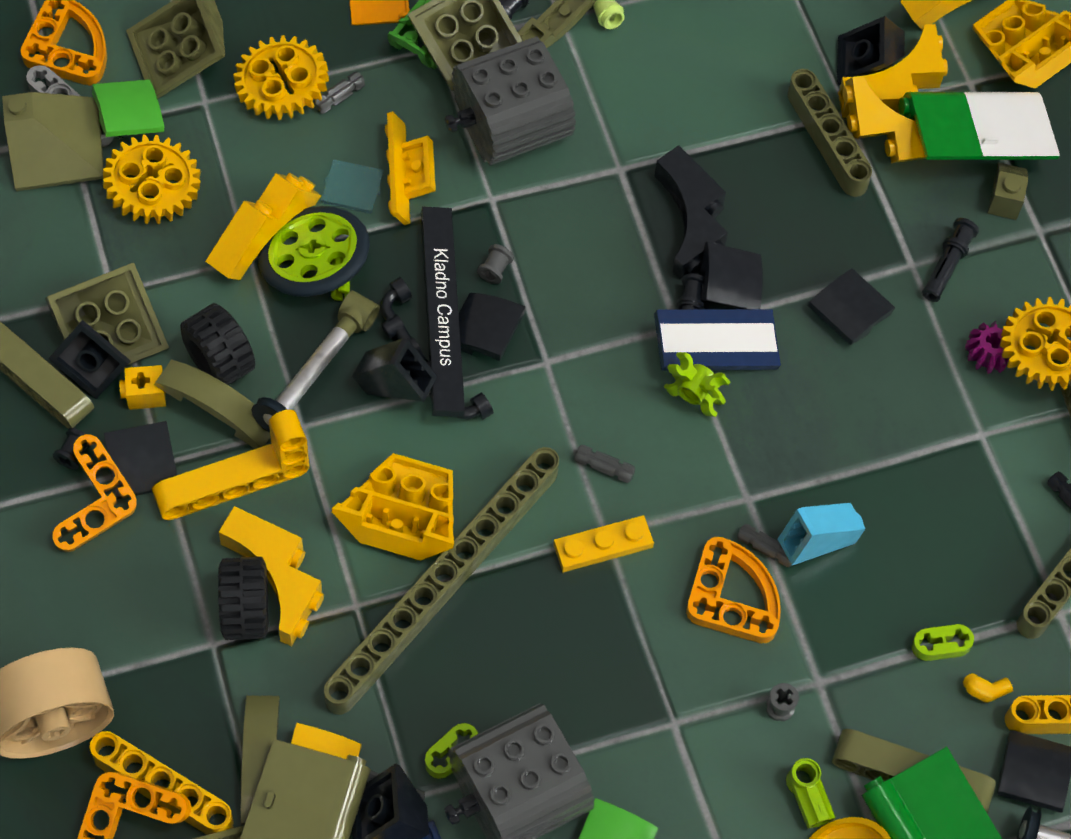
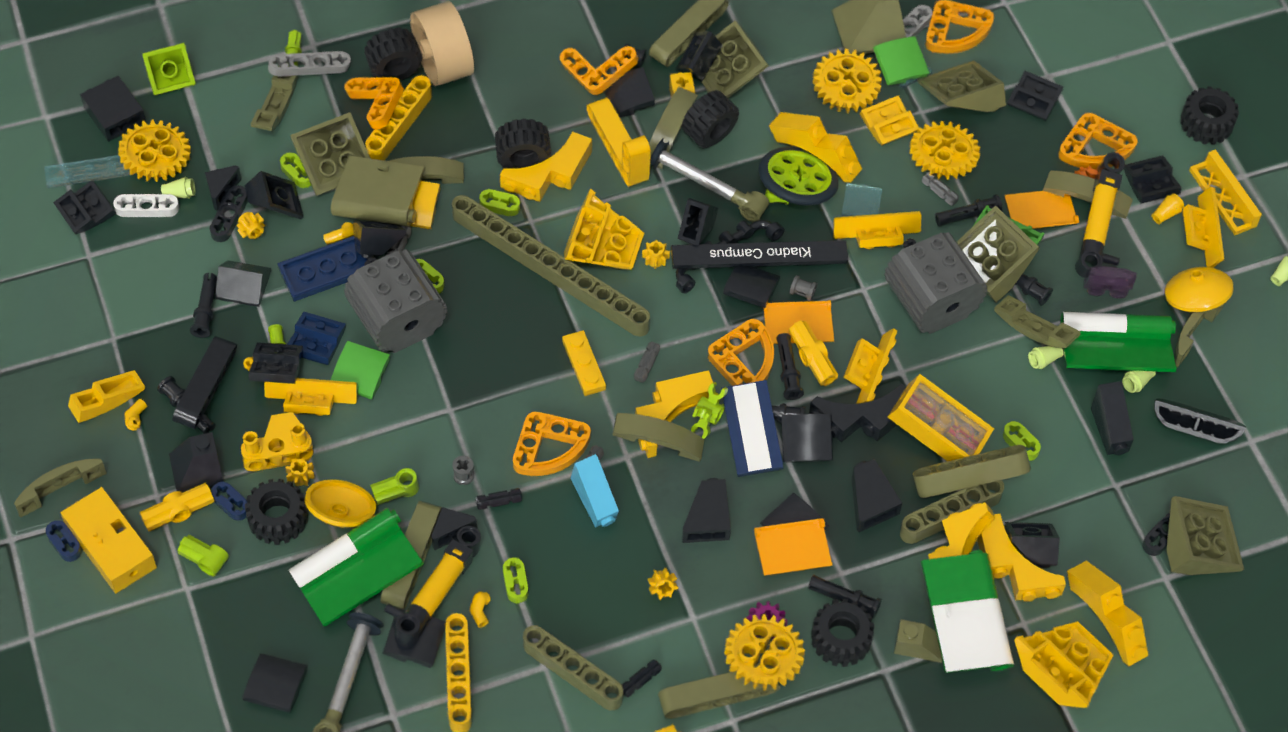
camera: 90 degrees right, 5 degrees down
(49, 783) = (393, 54): none -> black tyre
(221, 138) = (889, 120): none -> yellow slope
(318, 642) = (500, 202): none -> lime beam
(378, 51) = (978, 206): none -> black pin
(436, 431) = (655, 254): none -> yellow gear
(543, 278) = (783, 315): none -> light orange piece
(579, 294) = (790, 375): none -> black pin
(598, 363) = (729, 353): none -> light orange beam
(599, 261) = (813, 353): none -> yellow piece
(620, 197) = (867, 365): none -> yellow bracket
(671, 434) = (672, 399): none -> yellow arch
(718, 122) = (939, 421): none -> brick
(728, 53) = (1023, 438): none -> lime beam
(732, 452) = (659, 432): none -> olive slope
(781, 86) = (971, 471): none -> olive beam
(811, 216) = (873, 496): none -> black slope
(820, 660) = (498, 498): none -> black axle
(840, 401) = (709, 514): none -> black slope
(872, 717) = (448, 526): none -> black slope
(888, 308) = (793, 546): none -> light orange piece
(925, 712) = (454, 562): none -> piece
(946, 460) = (662, 583): none -> yellow gear
(1013, 245) = (842, 615): none -> black tyre

